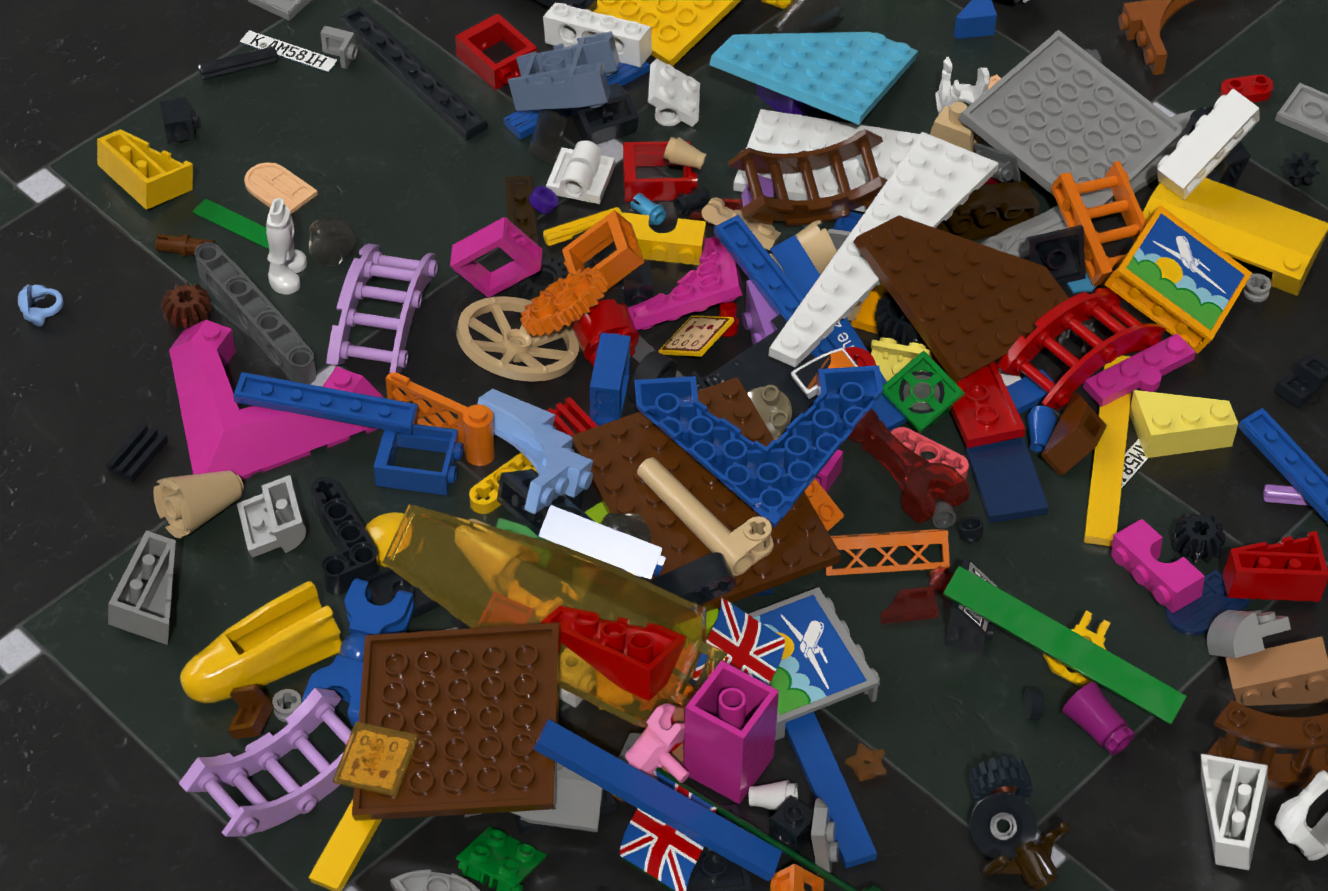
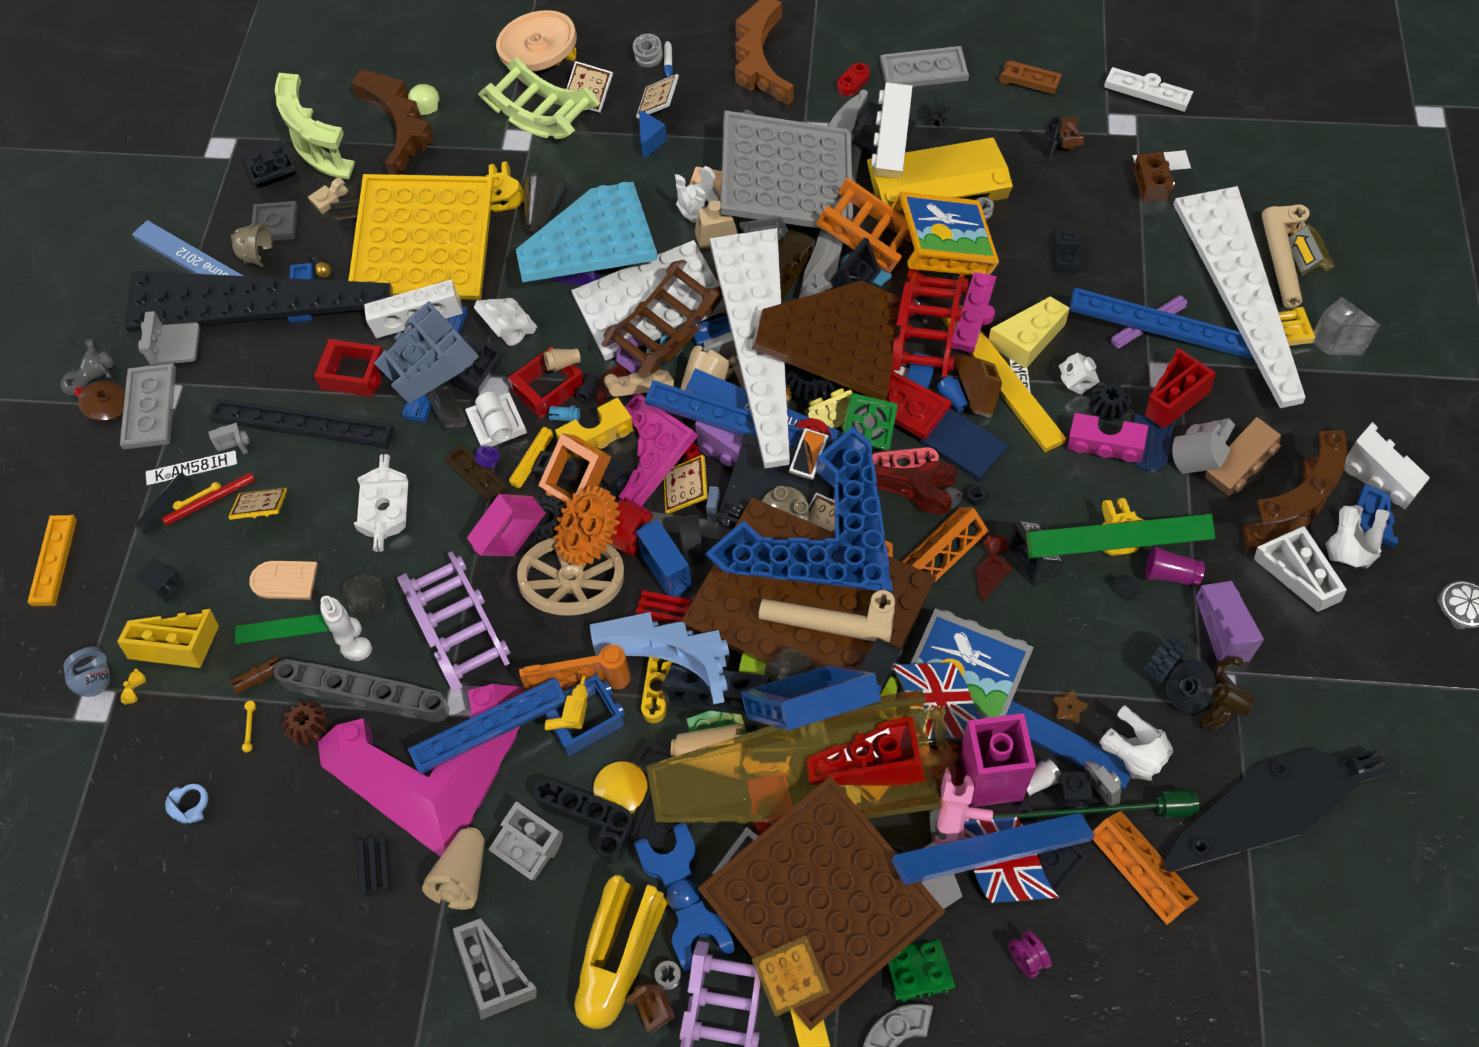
camera: 35 degrees left, 10 degrees up
(53, 159) = (90, 678): none -> sand blue helmet
(90, 186) = (135, 679): none -> yellow piece
(111, 52) = (52, 560): none -> light orange tile
(157, 267) = (250, 706): none -> yellow hinge
(250, 74) = (178, 504): none -> yellow hinge
(275, 83) = (208, 499): none -> red bar
(312, 111) = (258, 503): none -> piece
(407, 441) = (573, 710): none -> yellow piece
(424, 164) = (380, 487): none -> white plate
(707, 363) = (713, 502): none -> sand blue tile
(879, 833) = (1141, 754): none -> white piece
(1102, 802) = (1228, 621): none -> medium lavender wedge
(1189, 491) = (1079, 373): none -> white brick

